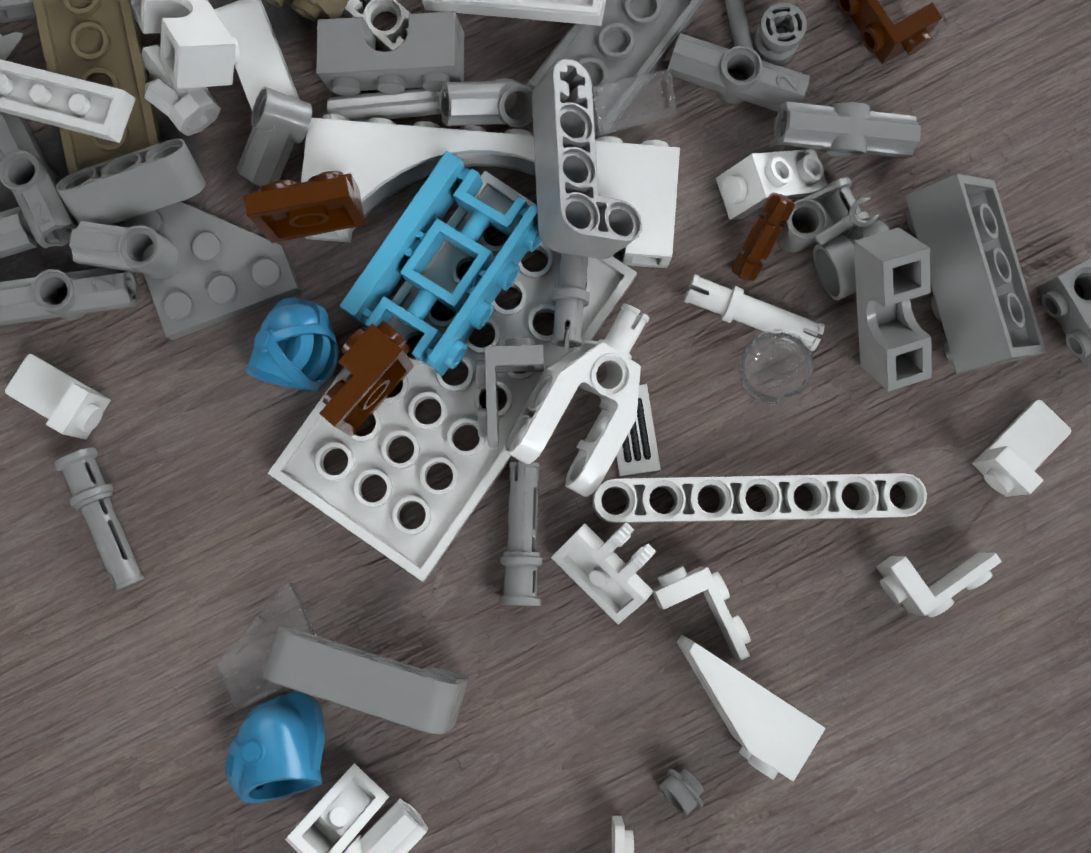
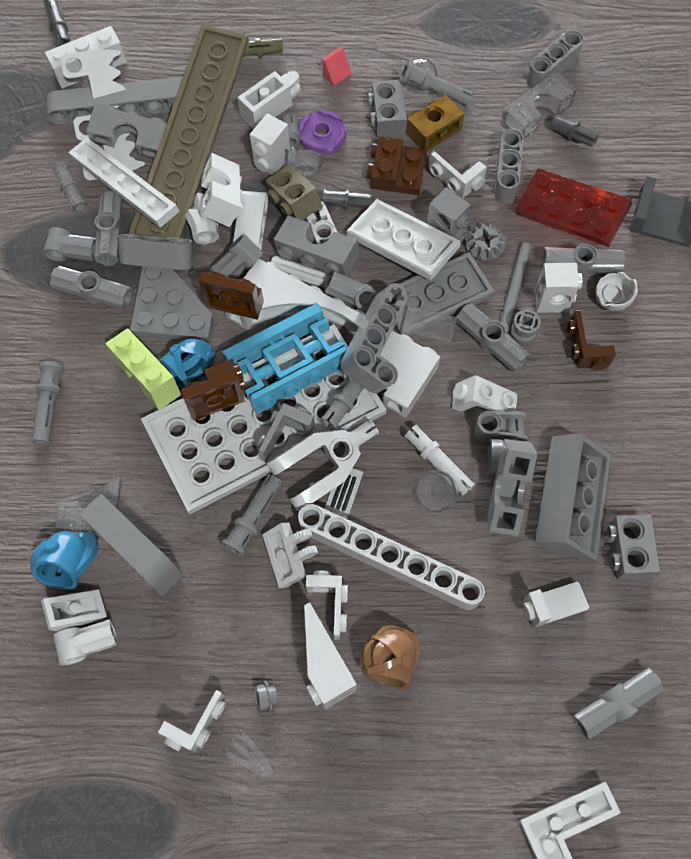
camera: 30 degrees right, 15 degrees down
(66, 402) = (60, 334): white bracket -> none
(123, 249) = (133, 278): light grey piece -> none
(226, 392) = (149, 373): none -> yellowish green arch
(763, 236) = (462, 421): reddish brown axle -> none
(835, 647) = (391, 656): none -> medium nougat helmet
(846, 130) = (537, 389): light grey piece -> none
(846, 223) = (514, 431): light grey hand -> none
(906, 586) = (448, 644): white bracket -> none

